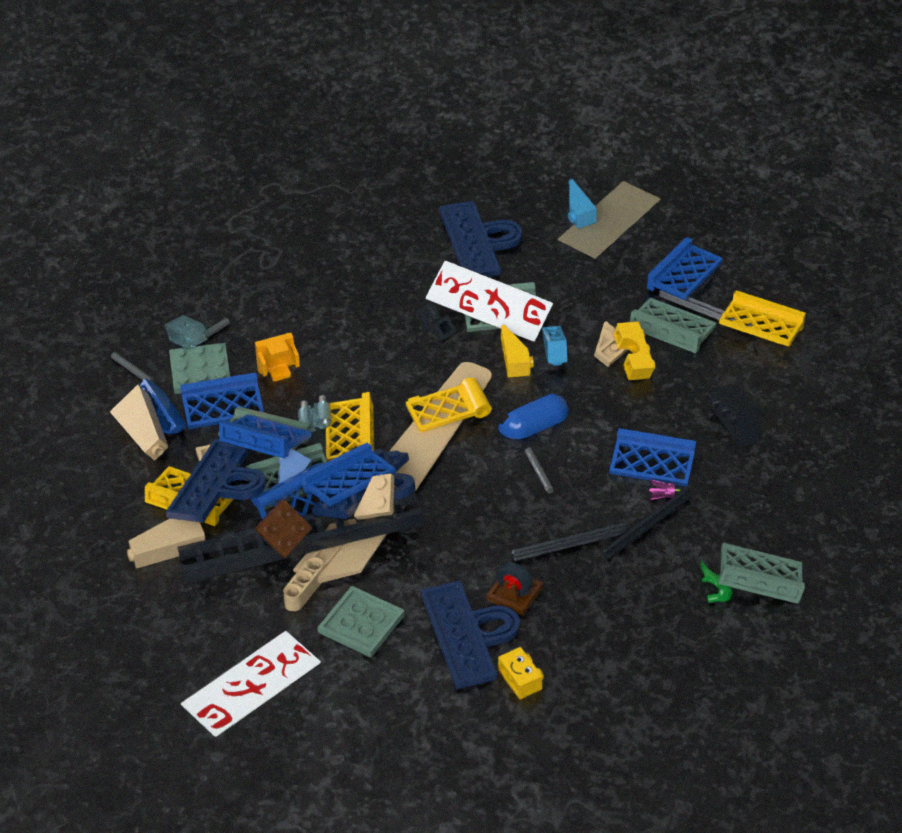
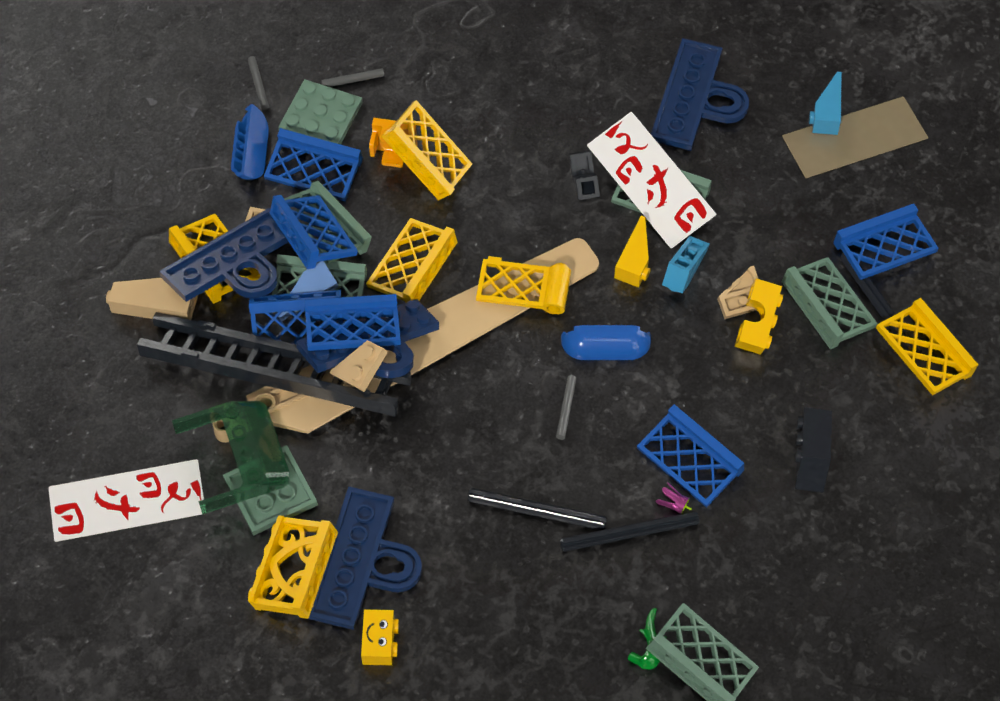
camera: 30 degrees right, 15 degrees up
(141, 422) = (217, 152): tan slope -> none
(186, 332) = (330, 68): clear light blue brick -> none
(283, 528) = (245, 353): reddish brown plate -> none
(314, 358) = (419, 160): none -> yellow fence
(316, 416) = (388, 229): clear light blue piece -> none
(331, 589) = (253, 446): none -> clear green windscreen
(443, 671) = (277, 550): none -> yellow fence
(514, 588) = (440, 537): plate -> none

